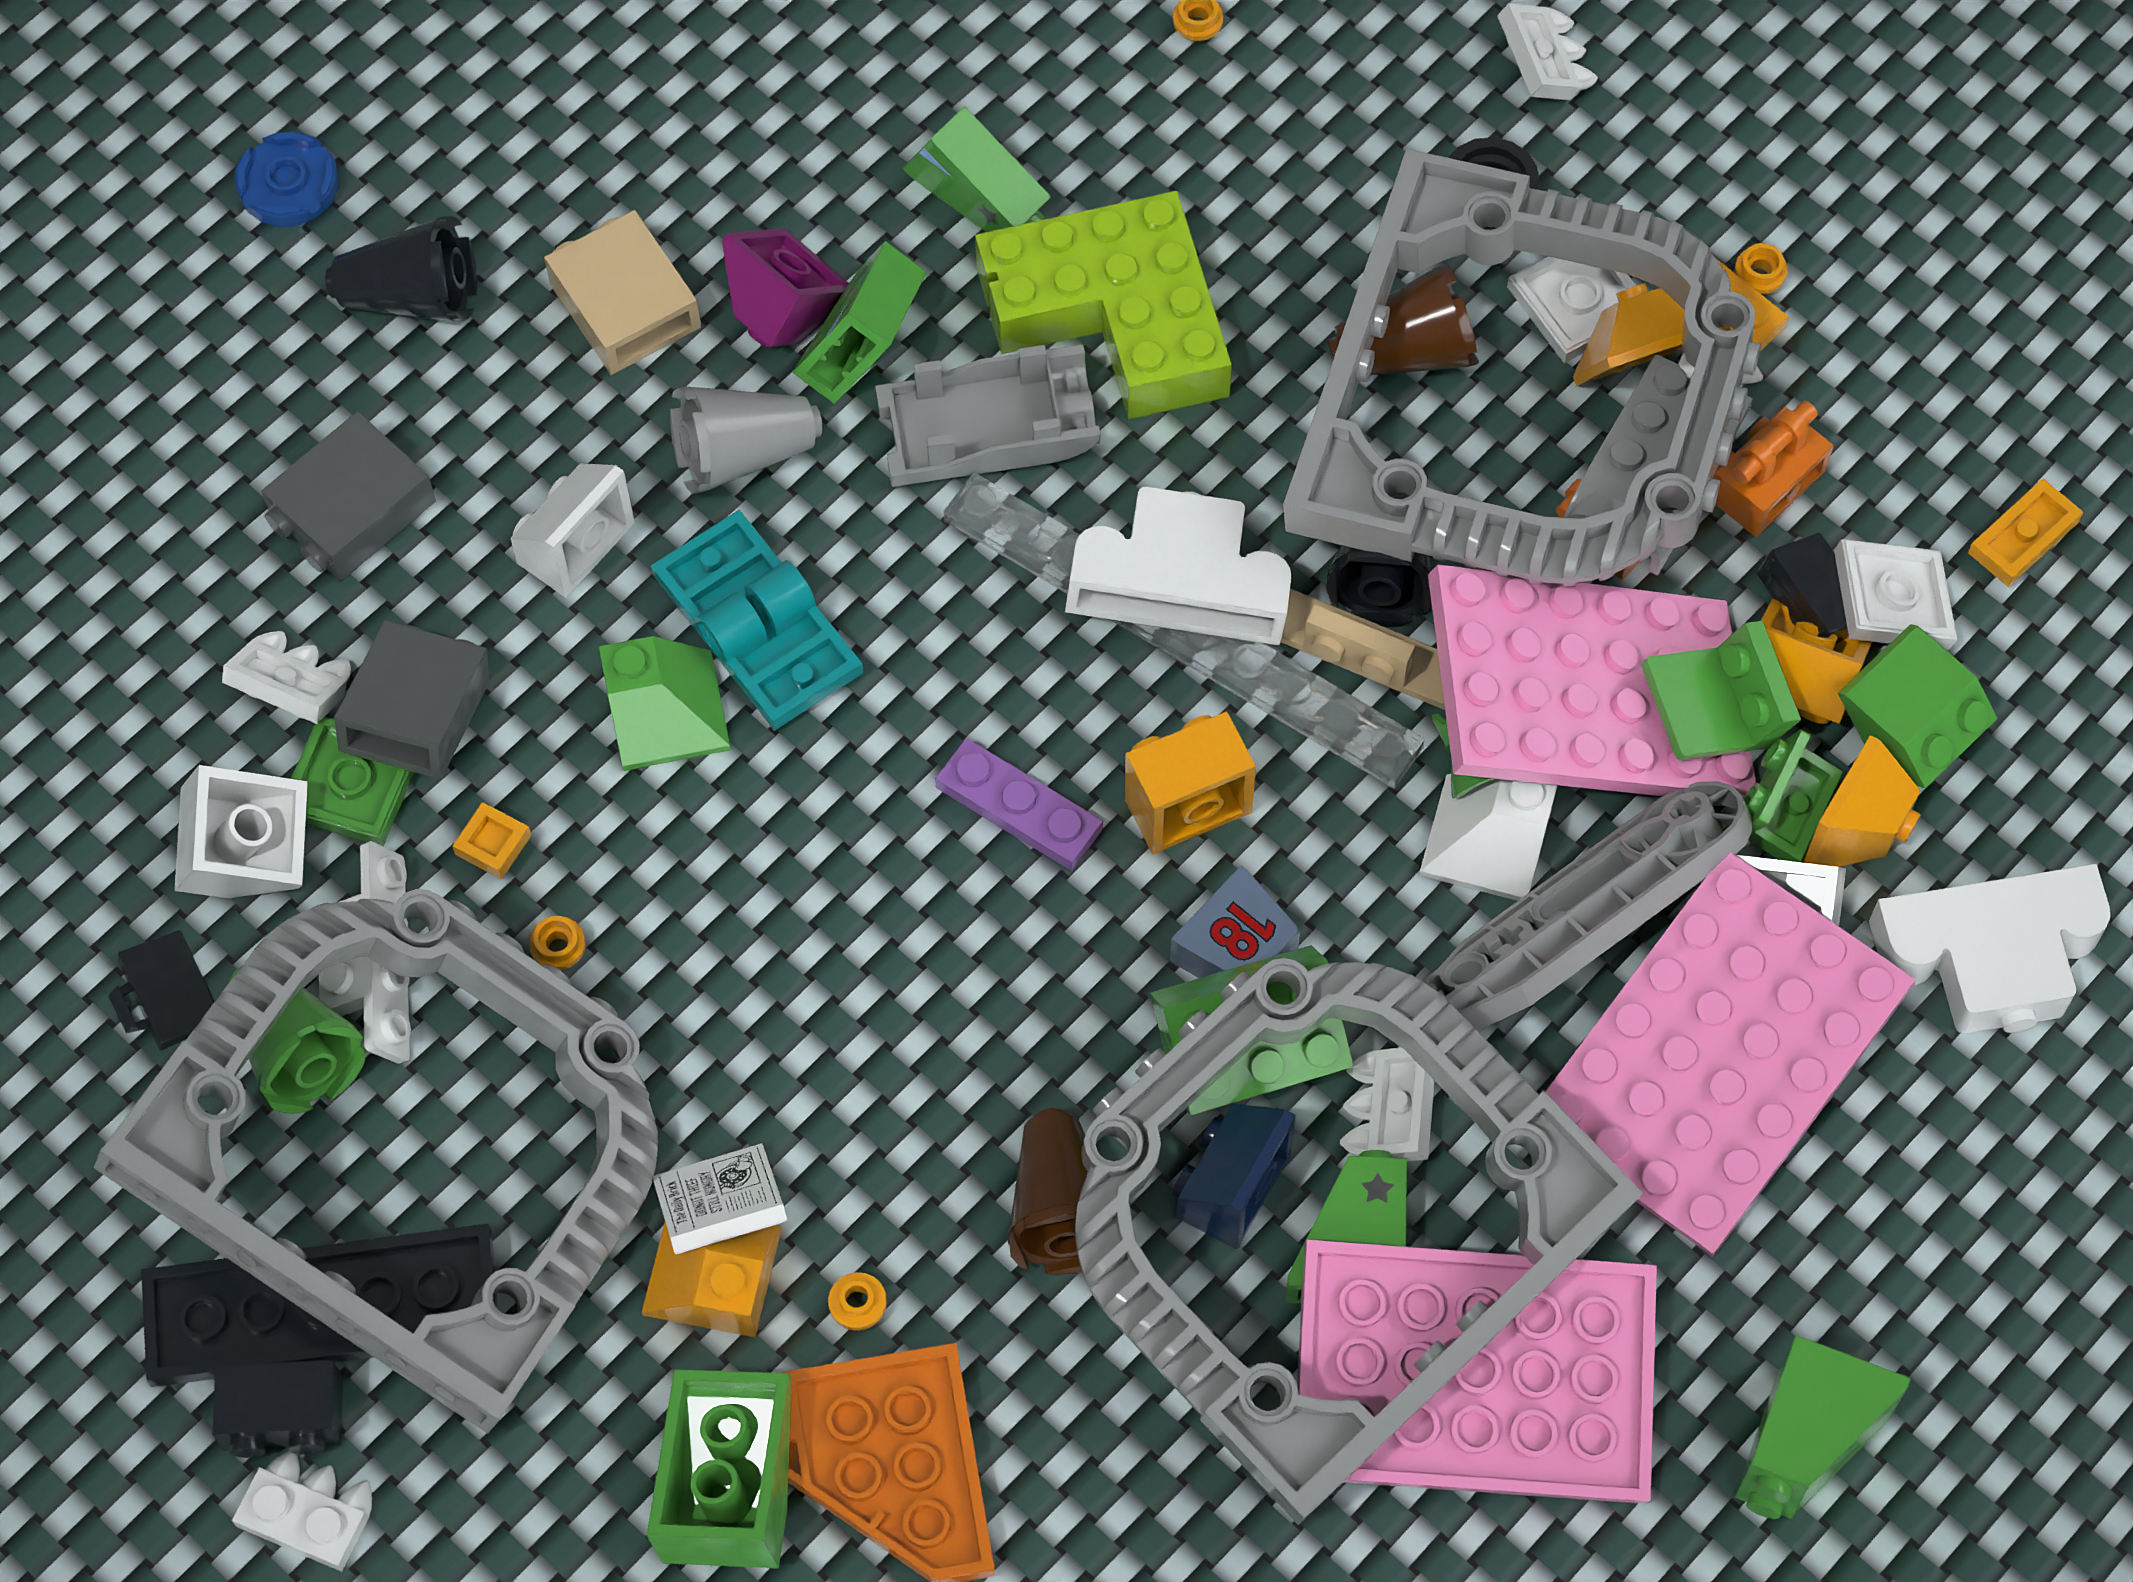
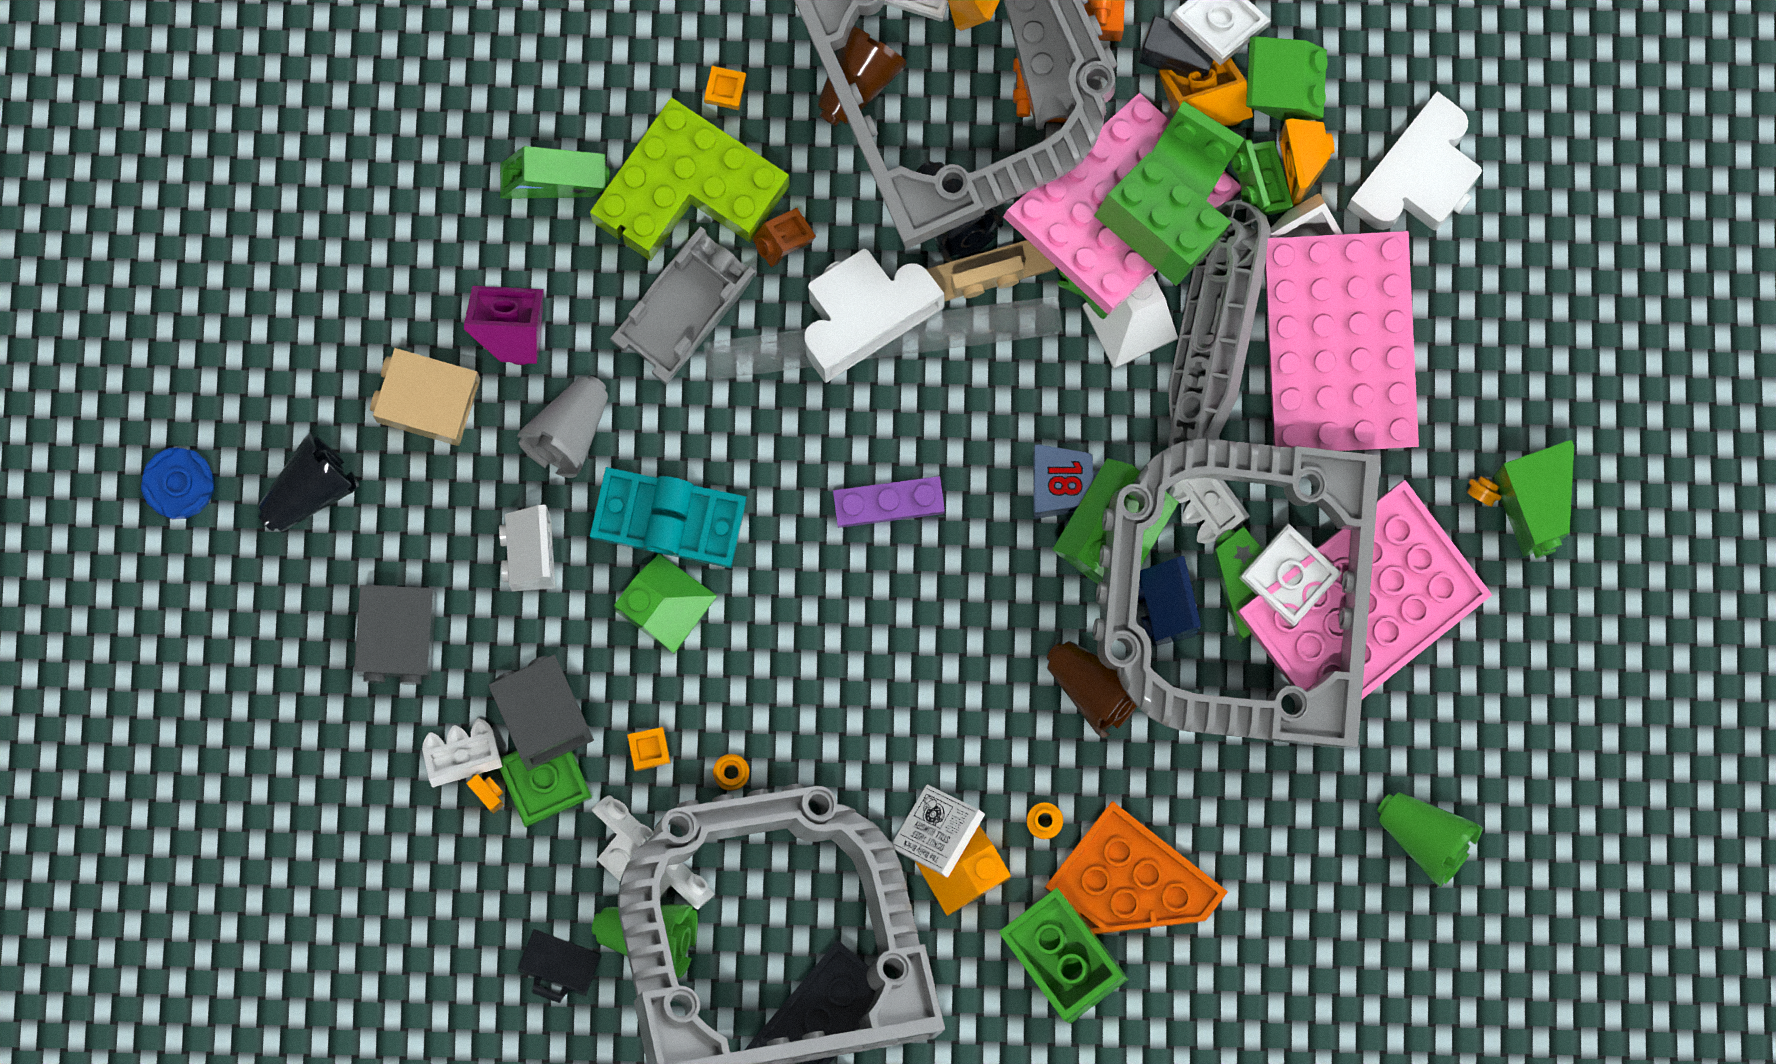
camera: 45 degrees left, 15 degrees up
(240, 833) = (523, 857): white slope -> none
(272, 737) = (487, 792): none -> light orange plate
(861, 323) = (572, 308): bright green slope -> none
(1169, 432) = (783, 236): none -> dark orange bracket
(1189, 781) = (971, 421): light orange brick -> none
(1251, 240) = (725, 88): none -> light orange plate
(1414, 1221) = (1279, 558): none -> white tile
(1616, 720) = (1162, 218): none -> bright green brick
(1751, 1371) = (1484, 490): none -> light orange plate

